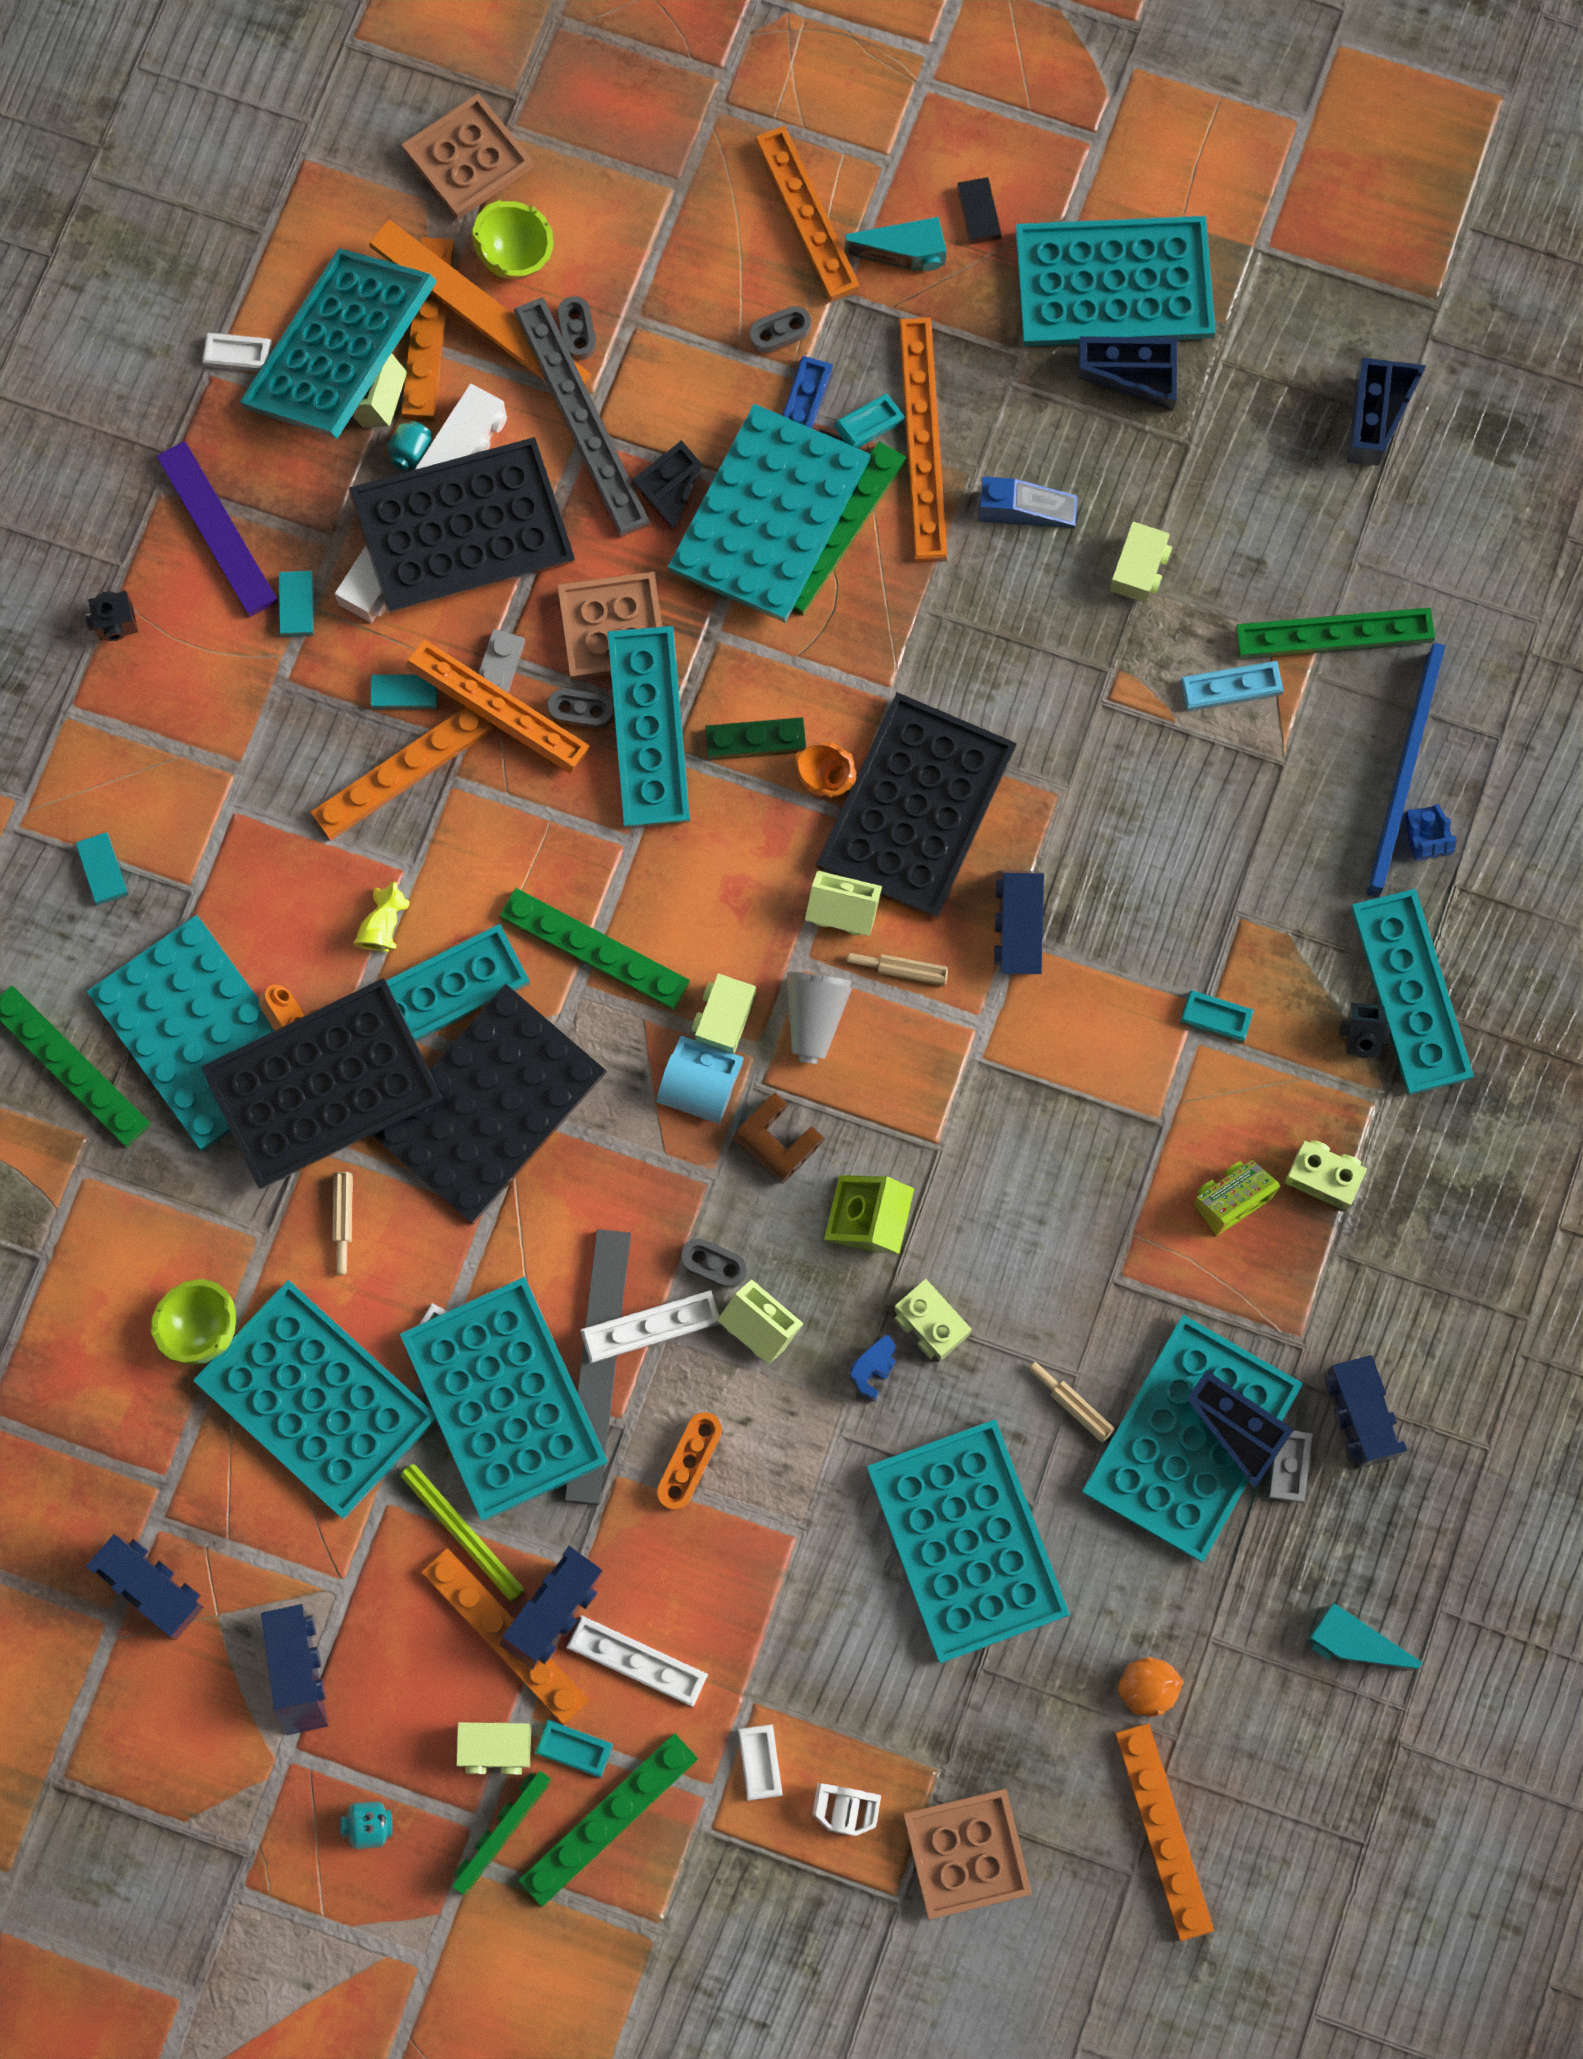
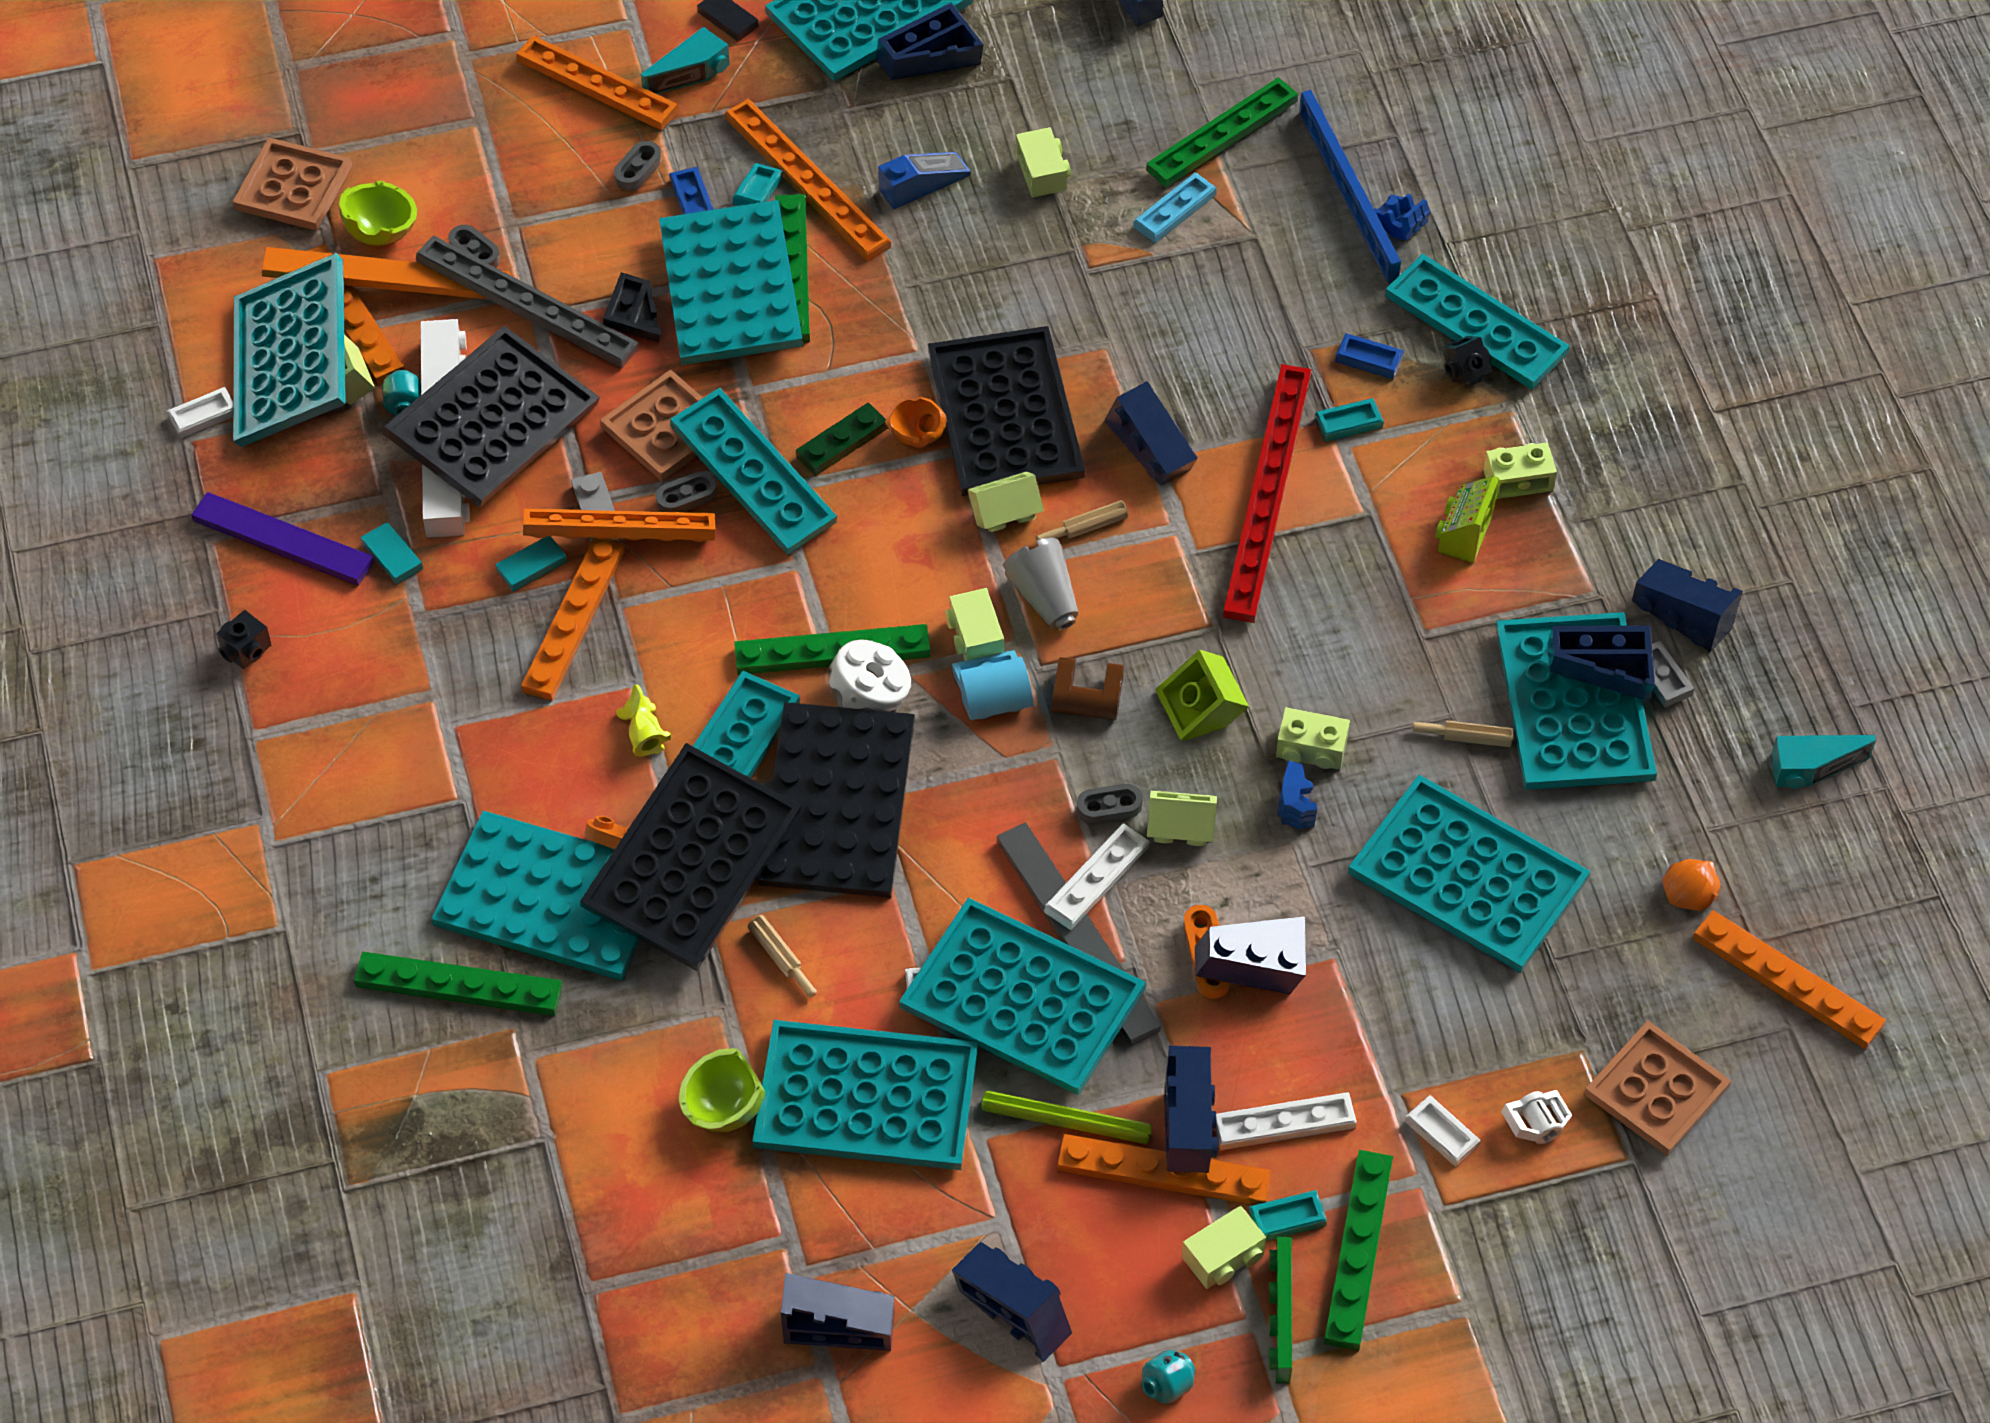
camera: 35 degrees left, 20 degrees down
(102, 868) = (373, 826): teal tile -> none
(575, 1012) = (863, 688): none -> white plate
(720, 1500) = (1254, 954): none -> wedge
(1084, 1044) = (1267, 494): none -> red plate
(1287, 961) = (1369, 356): none -> blue tile

